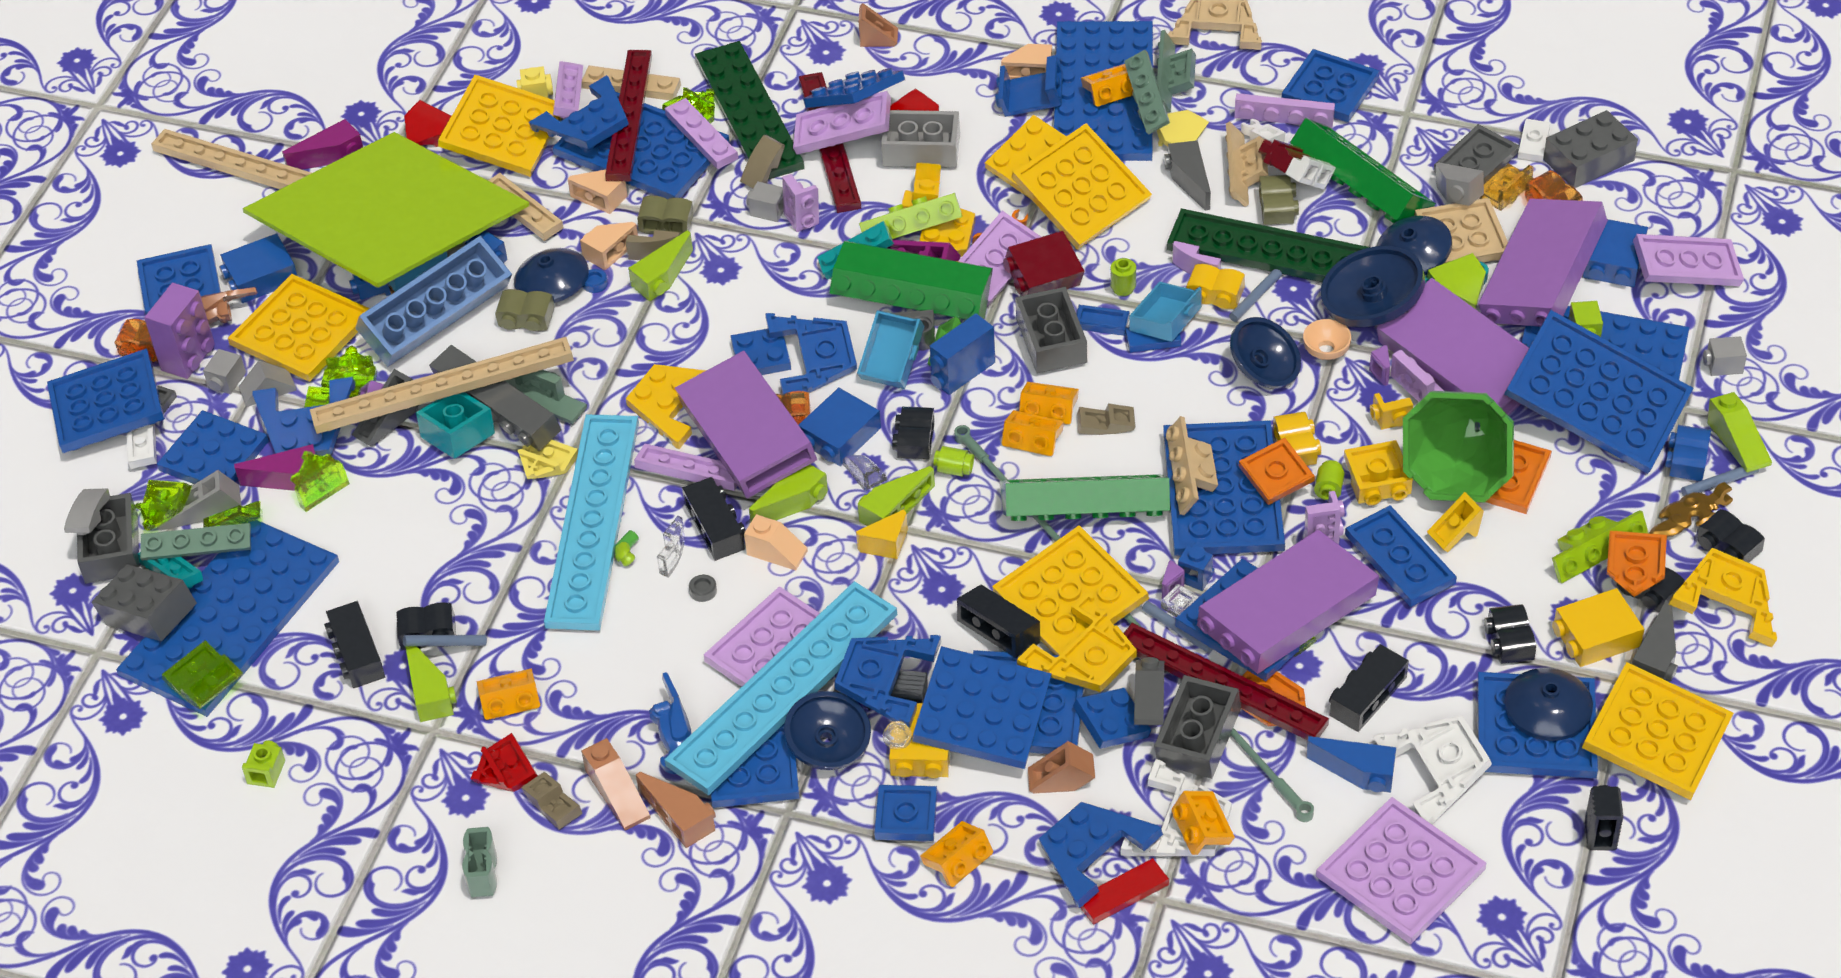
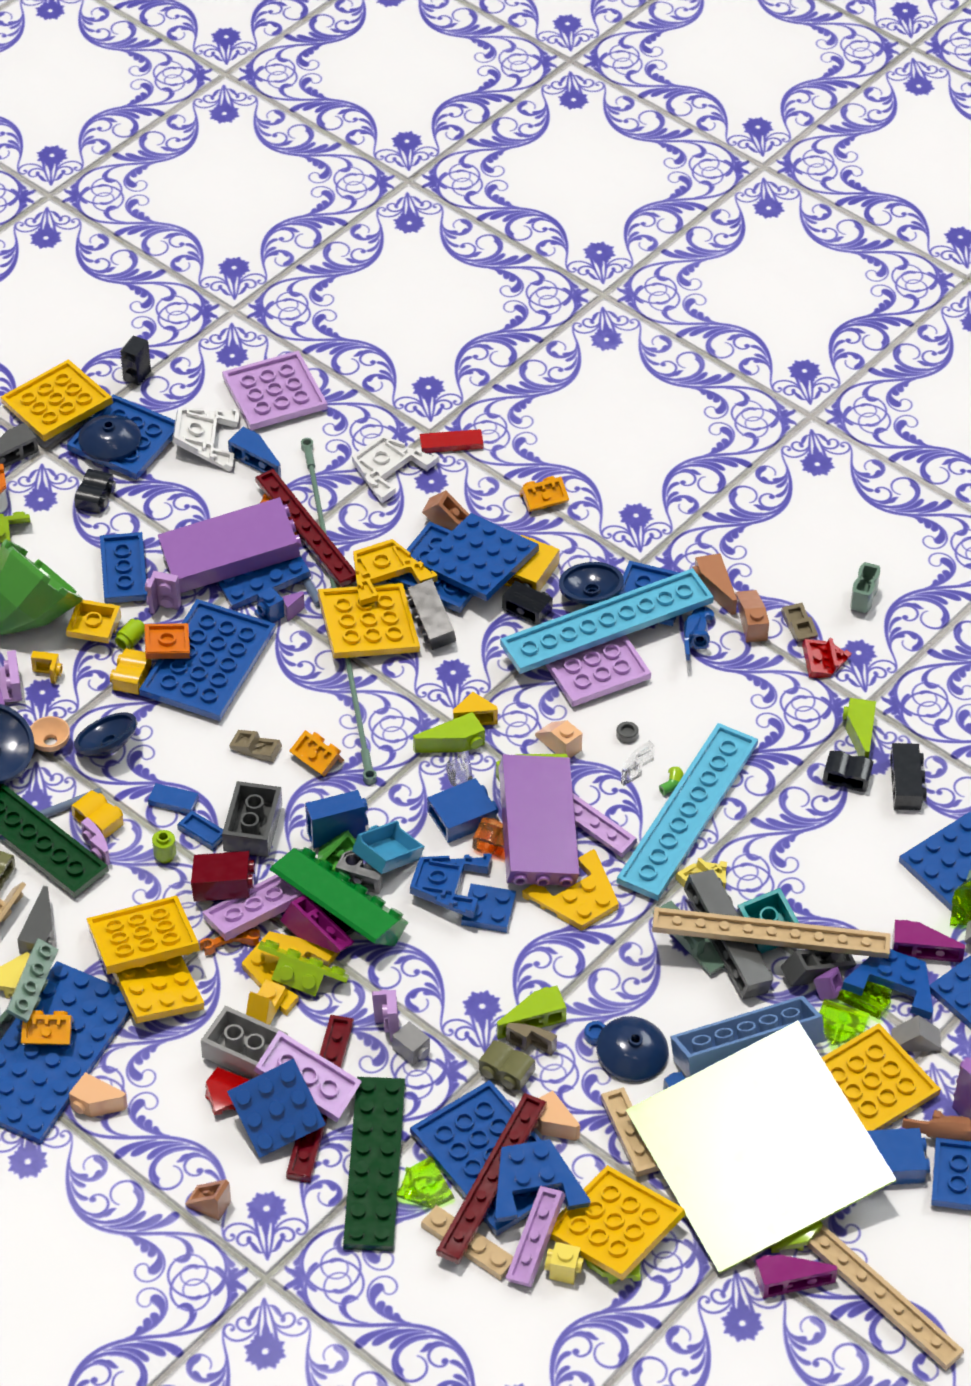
camera: 160 degrees left, 0 degrees up
(224, 371) = (949, 1057): light grey brick -> none
(318, 479) = (887, 917): clear neon green slope -> none
(425, 123) = (684, 1263): red slope -> none
(444, 640) = (840, 746): sand blue bar -> none
(508, 694) = (803, 703): light orange bracket -> none
(524, 310) = (669, 1014): olive brick -> none
(607, 243) = (569, 1056): light nougat slope -> none
(701, 133) = (435, 1133): lavender plate -> none
(714, 518) = (594, 773): black brick -> none
(762, 160) = (397, 1074): dark tan slope -> none
(872, 670) = (539, 600): blue wing -> none
(874, 236) = (364, 955): teal plate -> none
(897, 735) = (547, 553): clear plate -> none
(906, 812) = (563, 528): blue plate -> none
(915, 432) = (406, 784): black brick -> none
(953, 461) = (390, 750): lime brick -> none
(1032, 91) = (115, 1063): blue panel -> none
(1048, 401) = (287, 772): light orange bracket -> none
(1084, 837) = (458, 471): blue wing -> none
(1085, 495) = (312, 683): slope -> none
(1110, 718) = (396, 527): blue plate -> none
(1149, 692) = (363, 522): dark grey slope -> none
(1165, 311) = (152, 802): dark azure container -> none
(1178, 600) = (295, 587): clear plate -> none
(1191, 465) = (226, 666): tan bracket -> none
(1198, 726) = (344, 497): dark grey brick -> none
(1201, 820) = (380, 442): light orange bracket -> none
(1368, 687) = (212, 492): black brick -> none
(1380, 364) = (23, 702): medium lavender slope -> none
(1458, 520) = (71, 565): yellow slope -> none
(1598, 627) = (36, 474): yellow brick -> none

